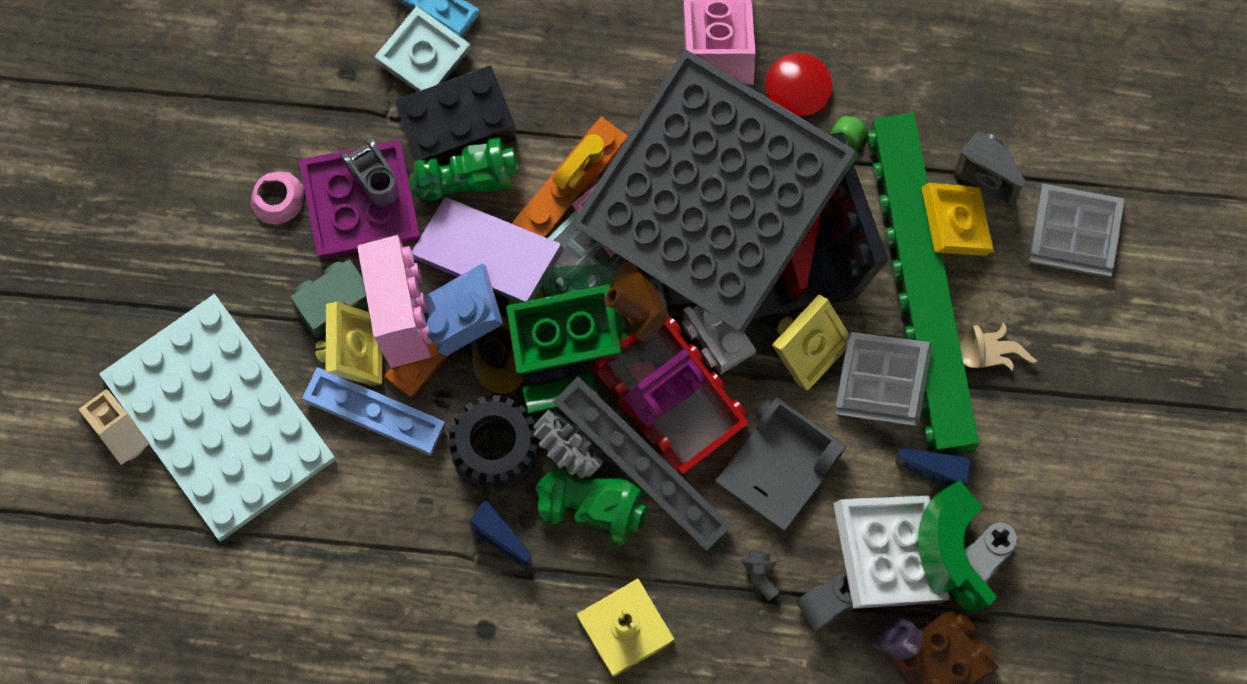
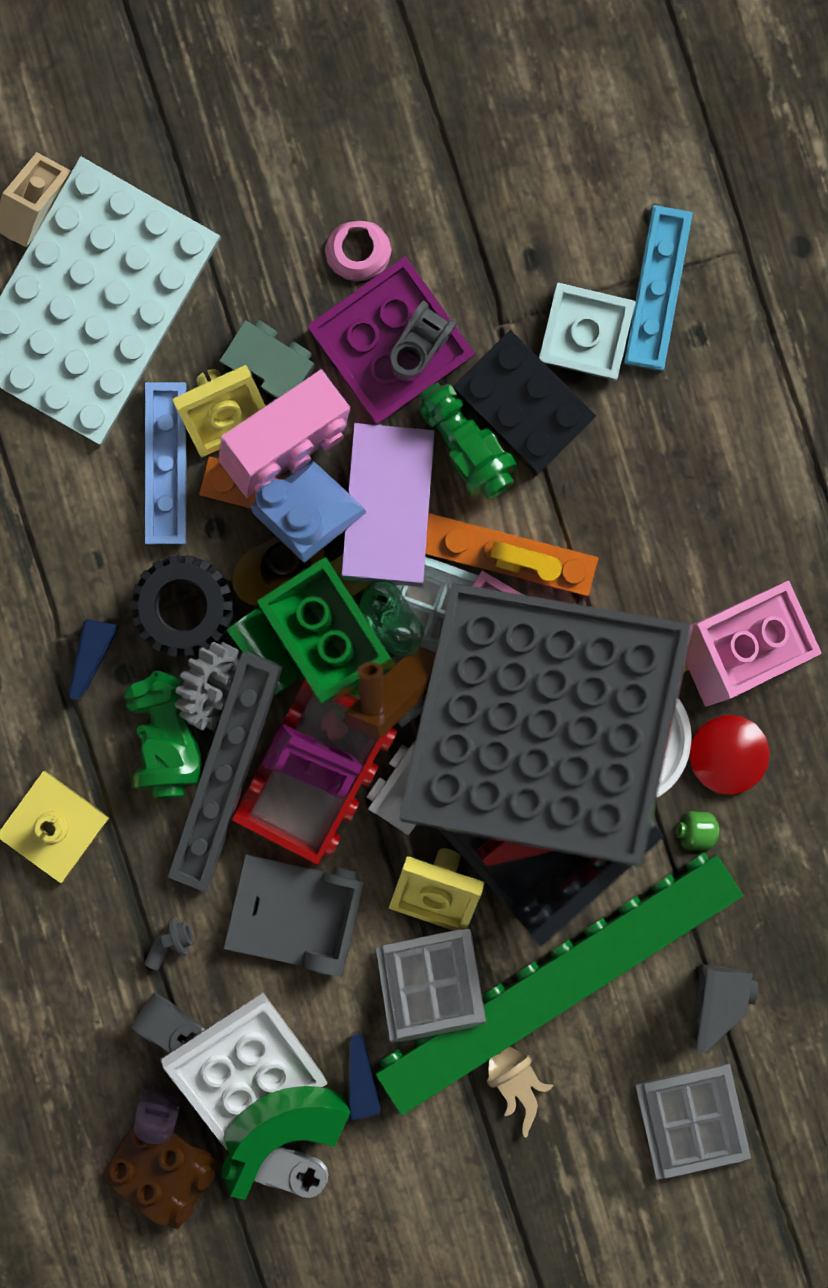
camera: 65 degrees right, 15 degrees up
(957, 219) = (644, 991): yellow tile -> none

